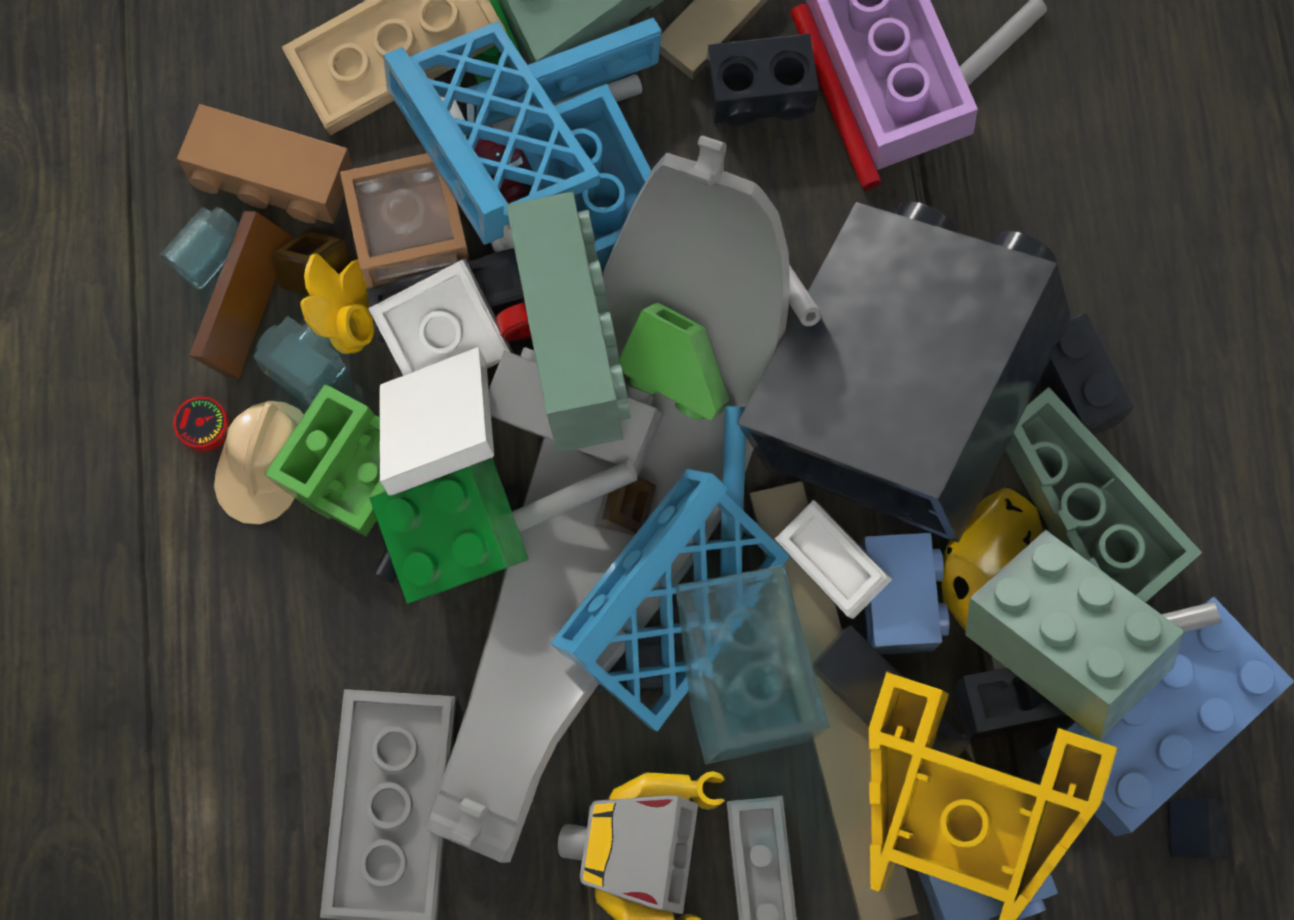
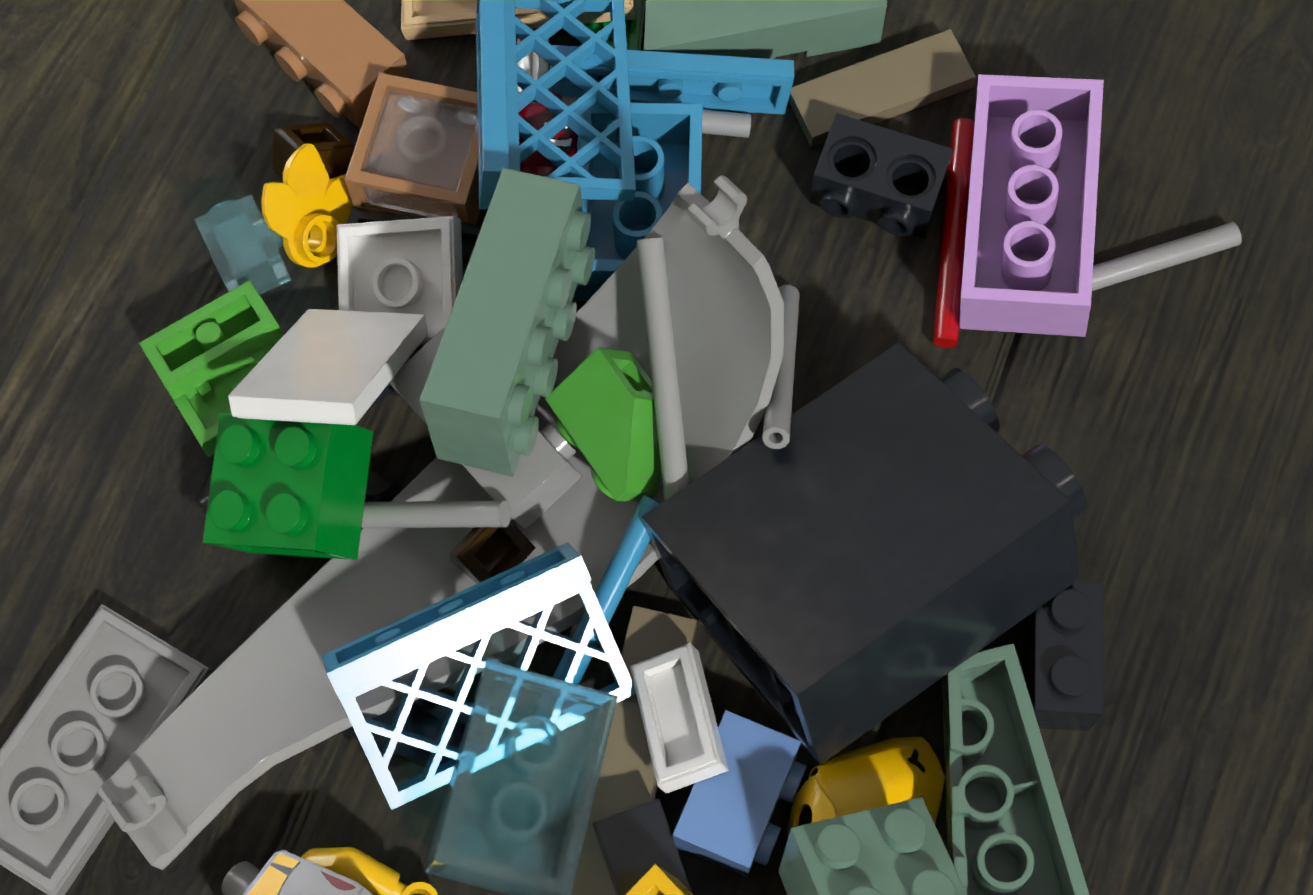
camera: 30 degrees right, 5 degrees down
(201, 246) = (214, 90): clear light blue brick -> none
(201, 424) = (115, 268): tile -> none
(239, 296) = (220, 156): reddish brown tile -> none
(246, 456) = (144, 309): tan piece -> none
(696, 302) = (663, 365): none -> light grey piece

